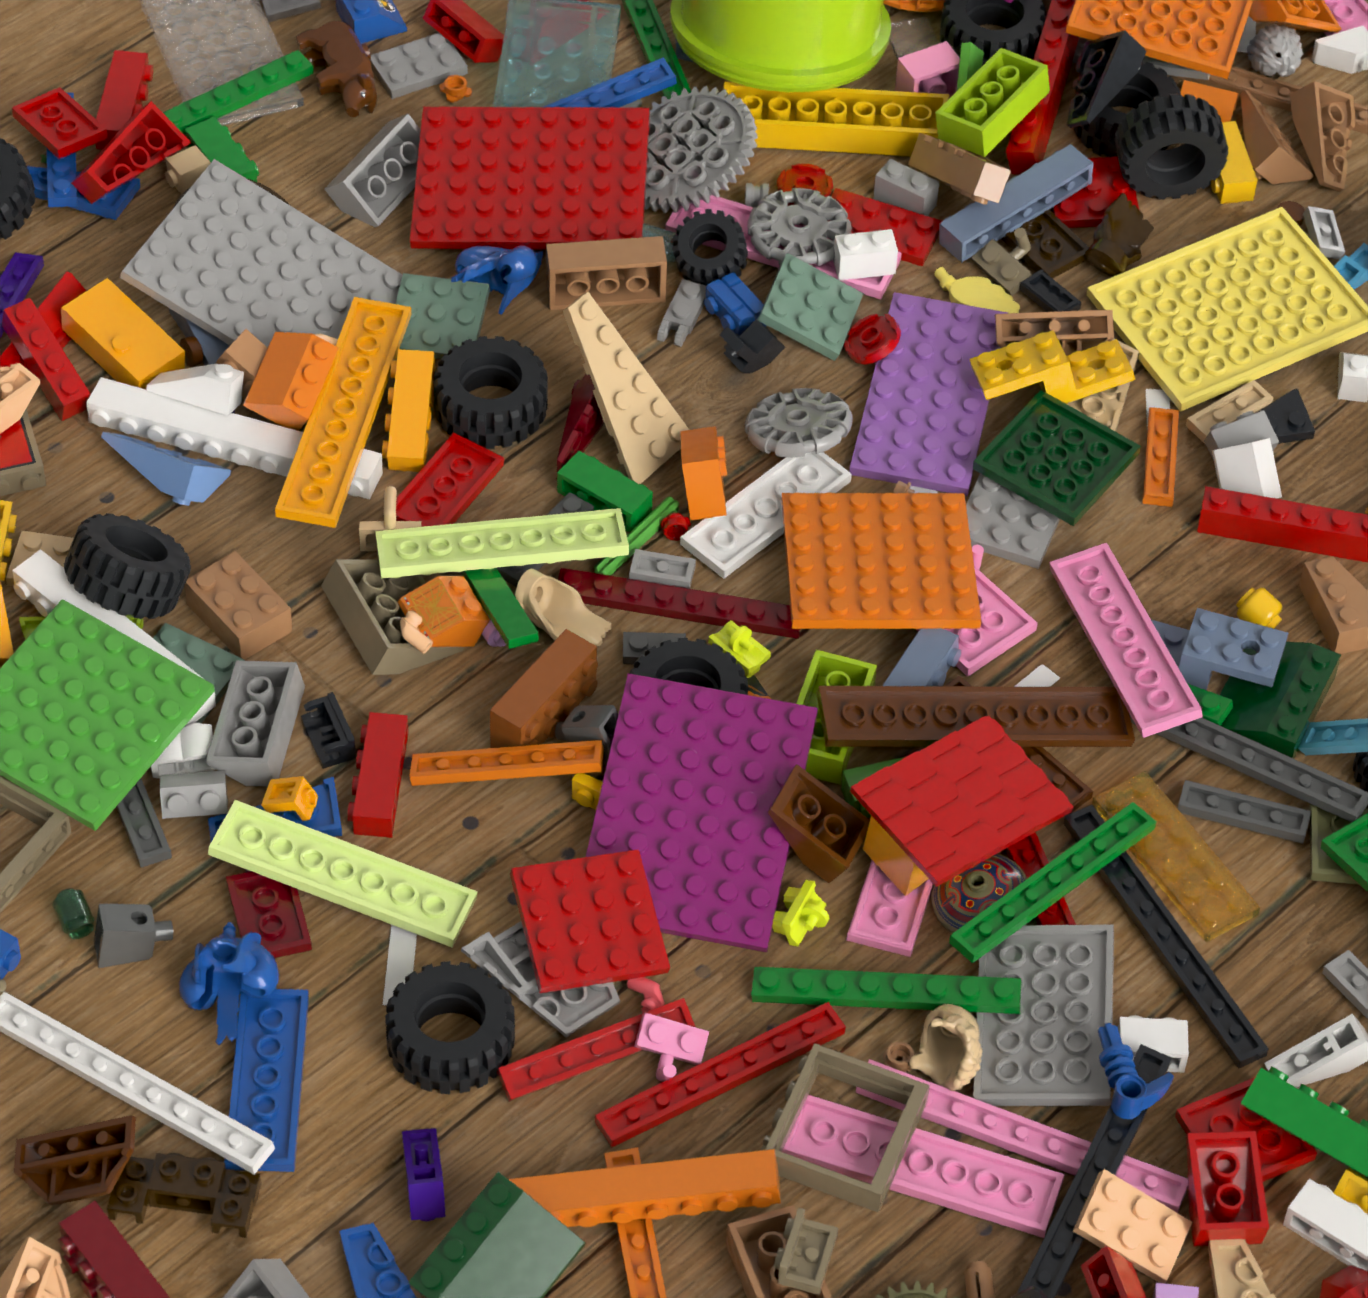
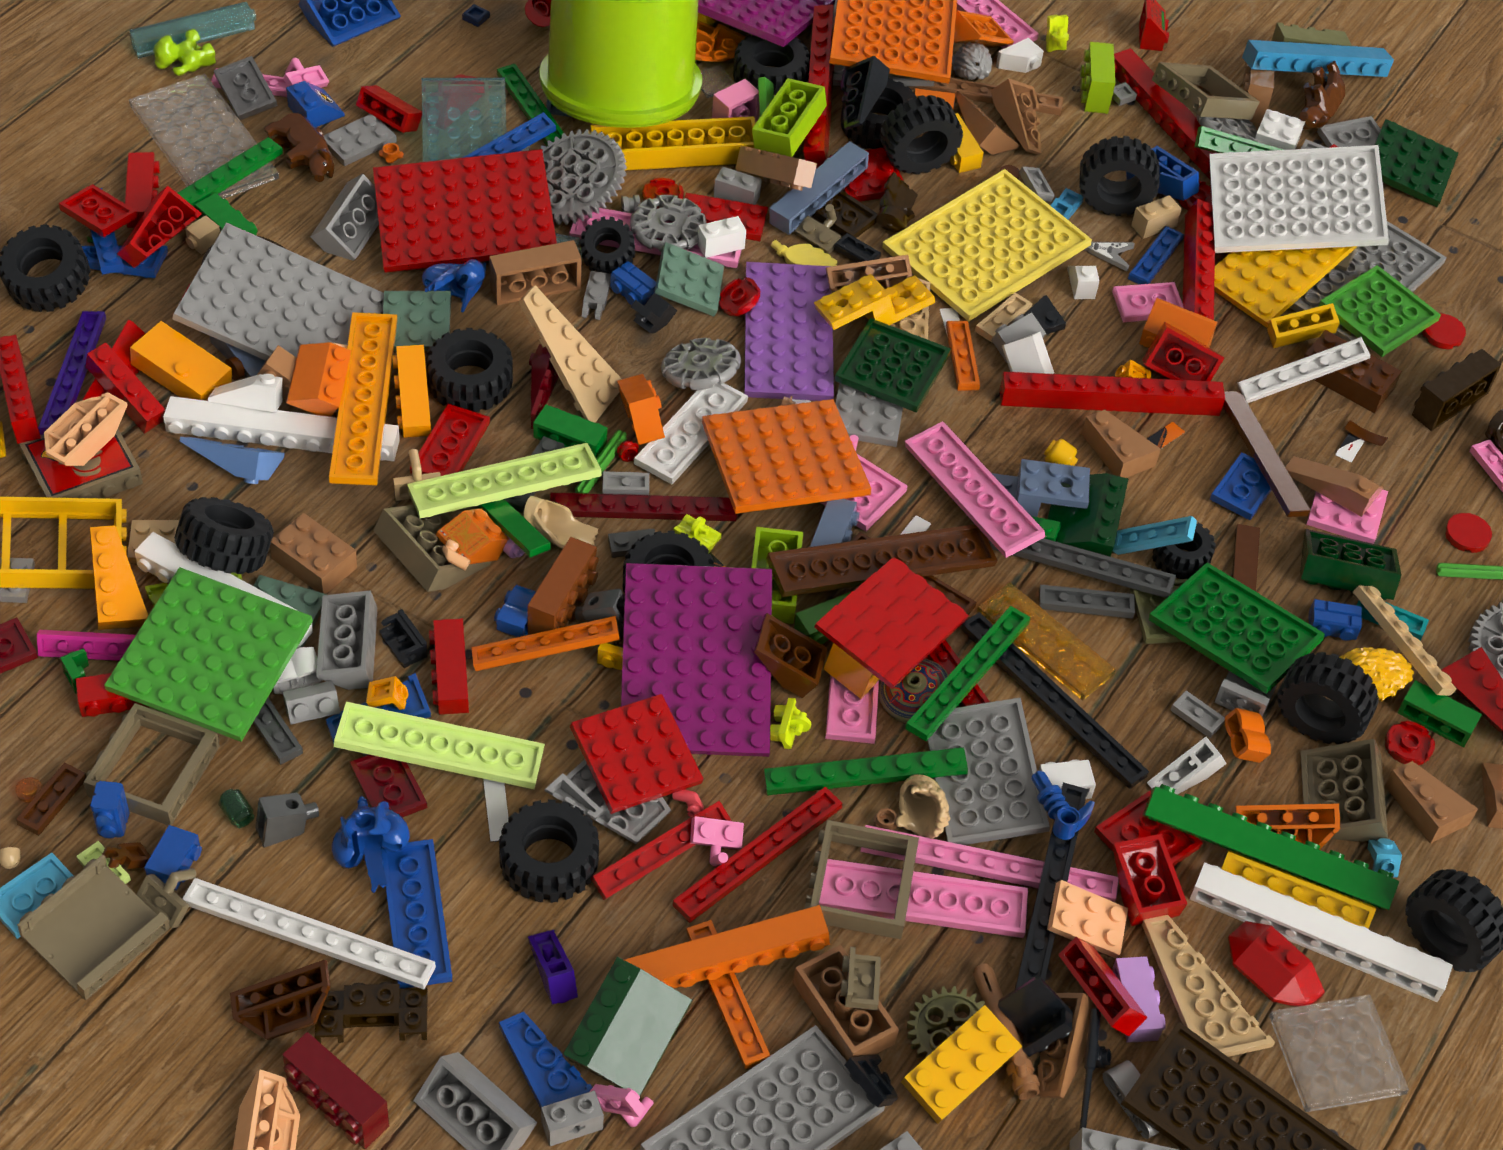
camera: 15 degrees left, 0 degrees up
(472, 721) = (514, 613): none -> blue brick

